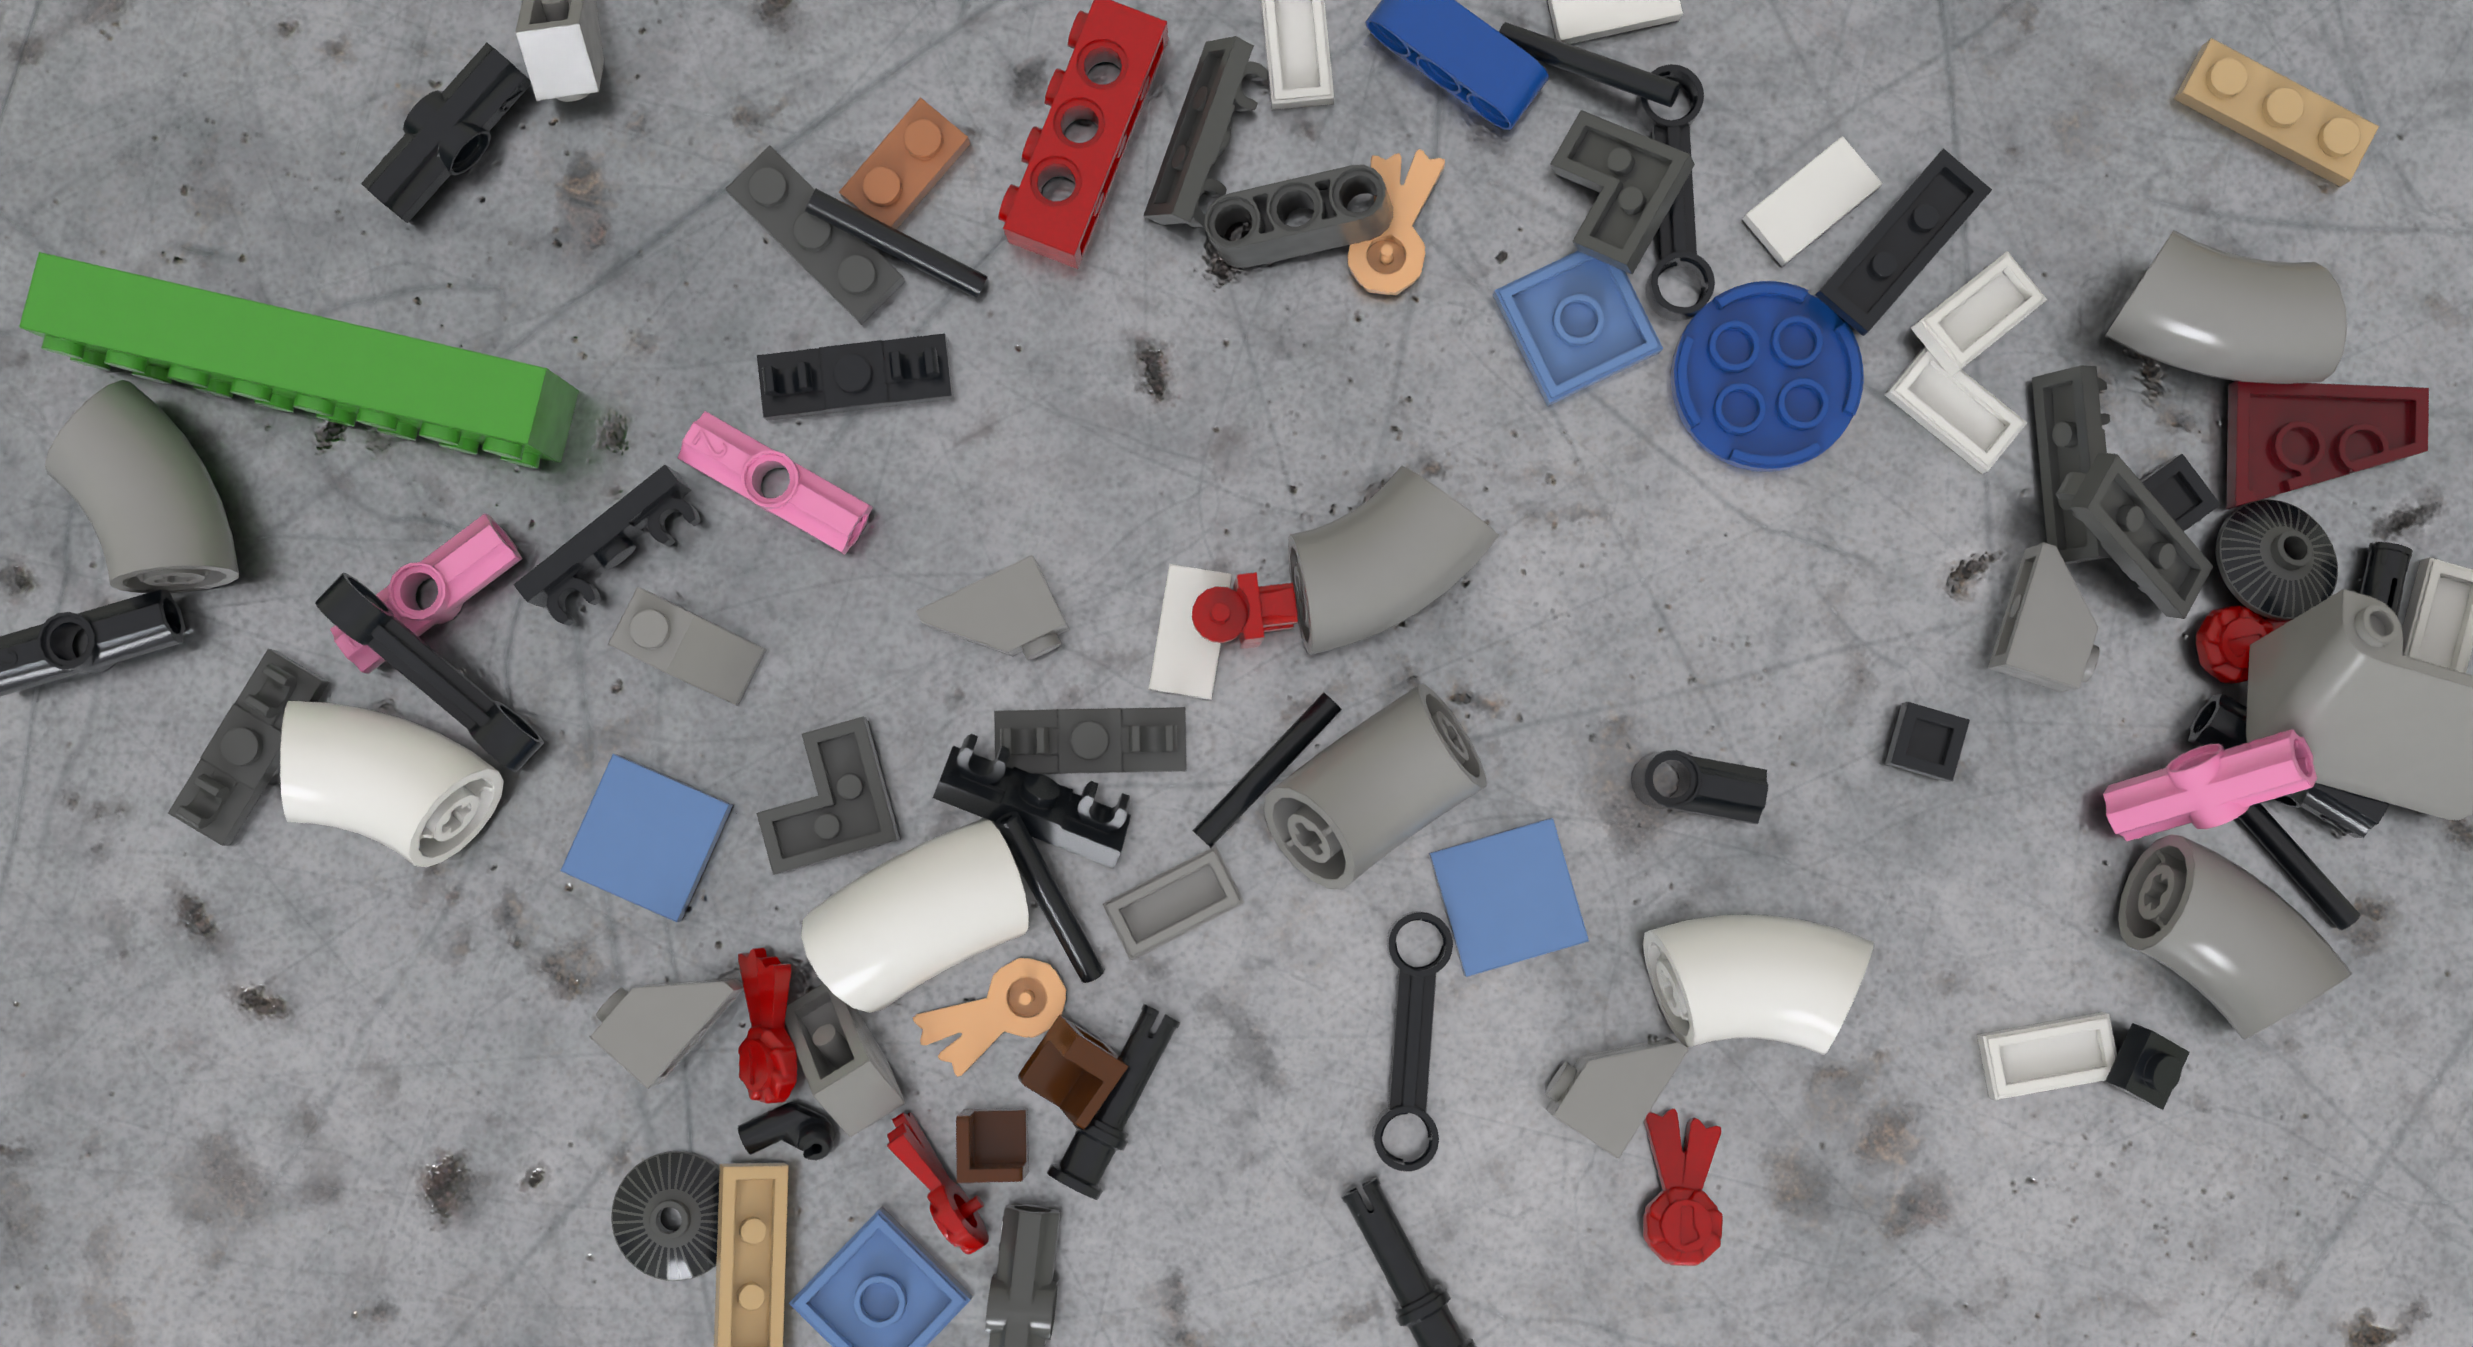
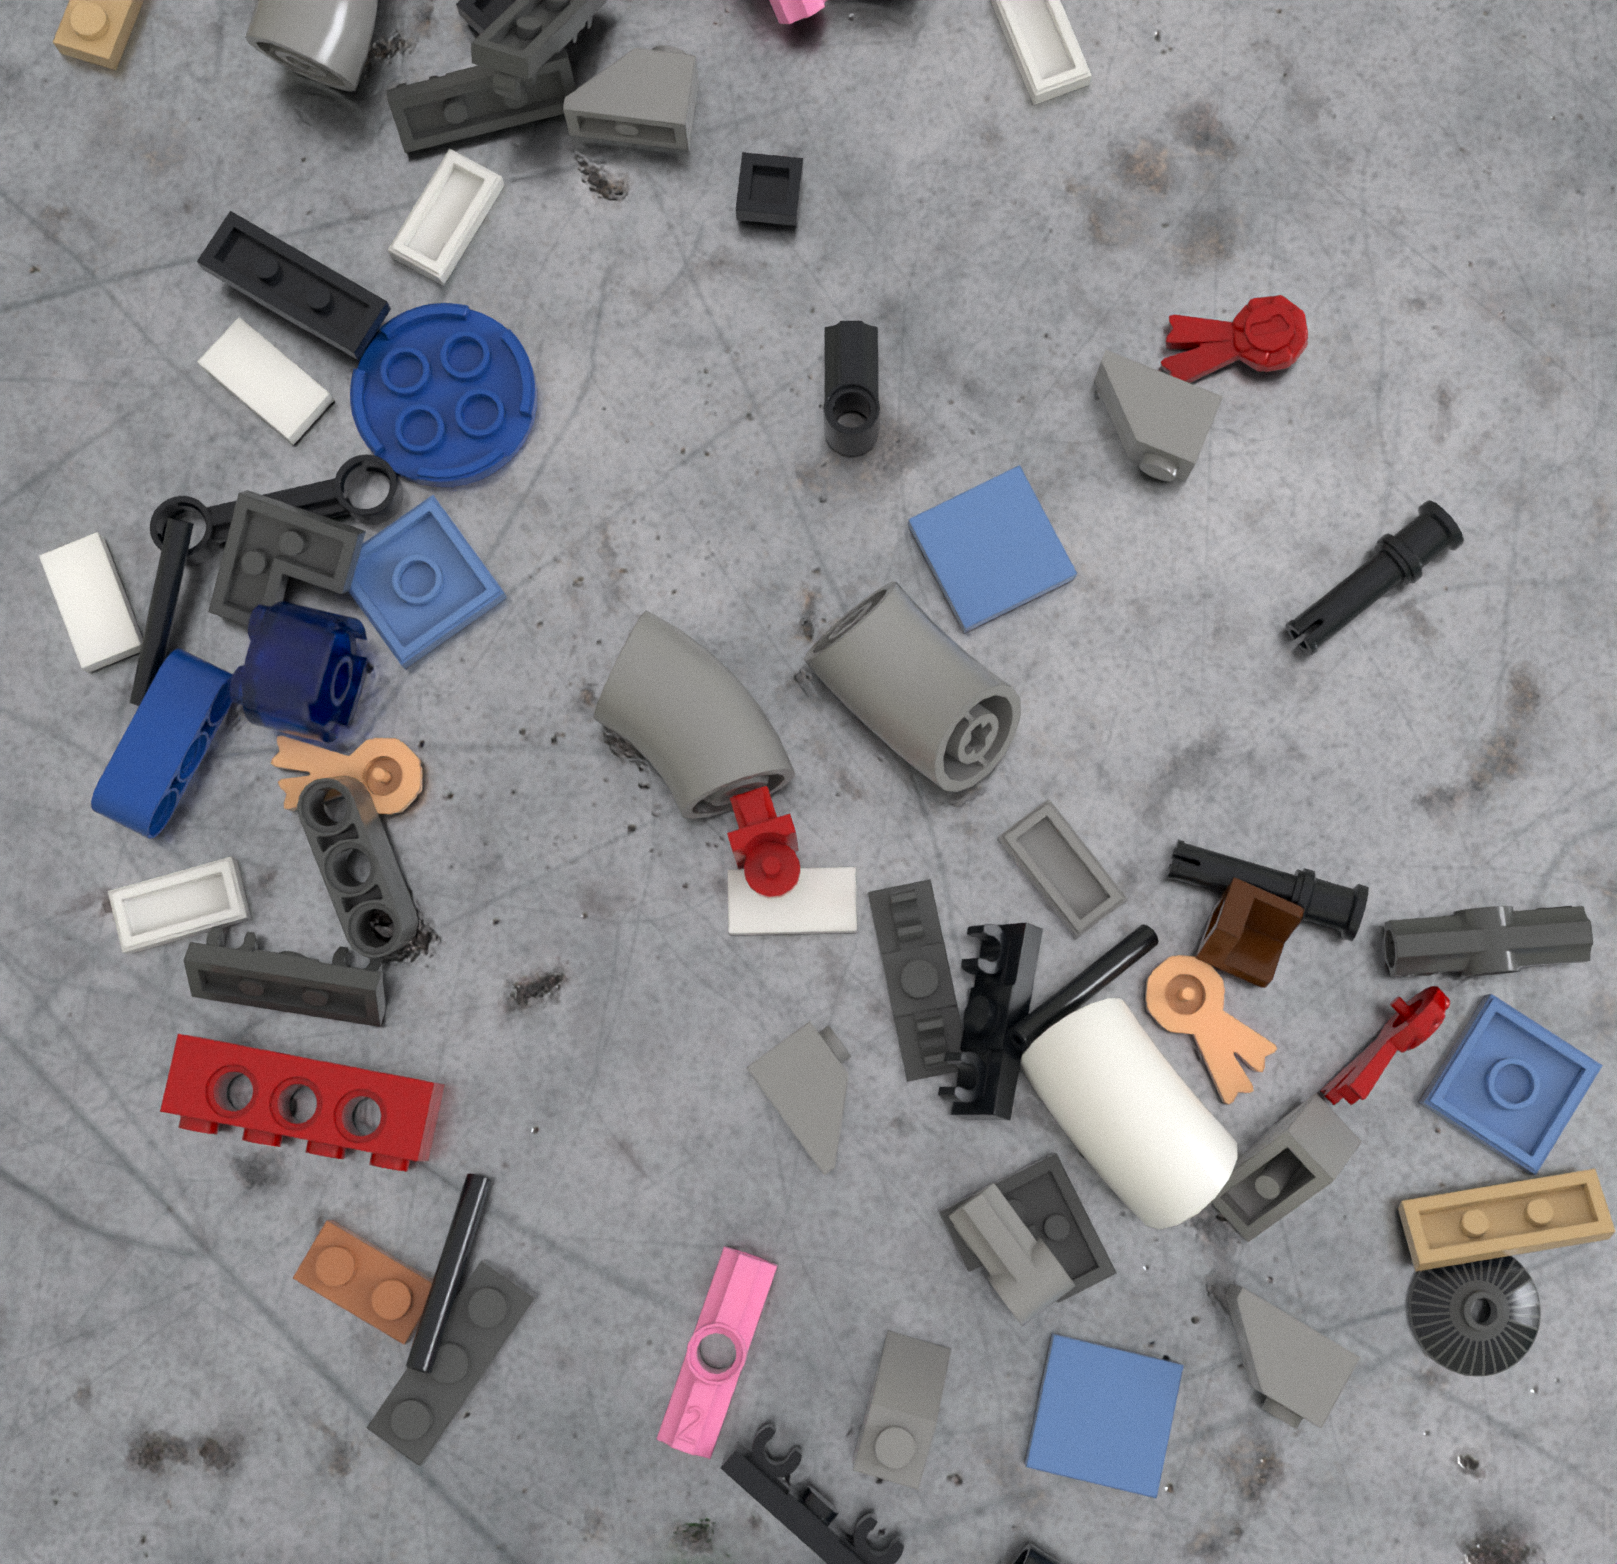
camera: 100 degrees left, 5 degrees down
(767, 1052) = (1296, 1244): red piece -> none
(793, 780) = (1018, 1264): none -> light grey piece
(793, 1125) = (1360, 1204): black arm -> none
(855, 377) = (593, 1292): black plate -> none
(992, 1145) = (1338, 998): reddish brown panel -> none
(1267, 769) = (913, 801): black bar -> none
(1412, 1042) = (1149, 614): black piece -> none
(1501, 189) = (300, 670): none -> clear blue brick
(1755, 978) = (1027, 299): white brick -> none
(1978, 314) = (352, 208): white tile -> none

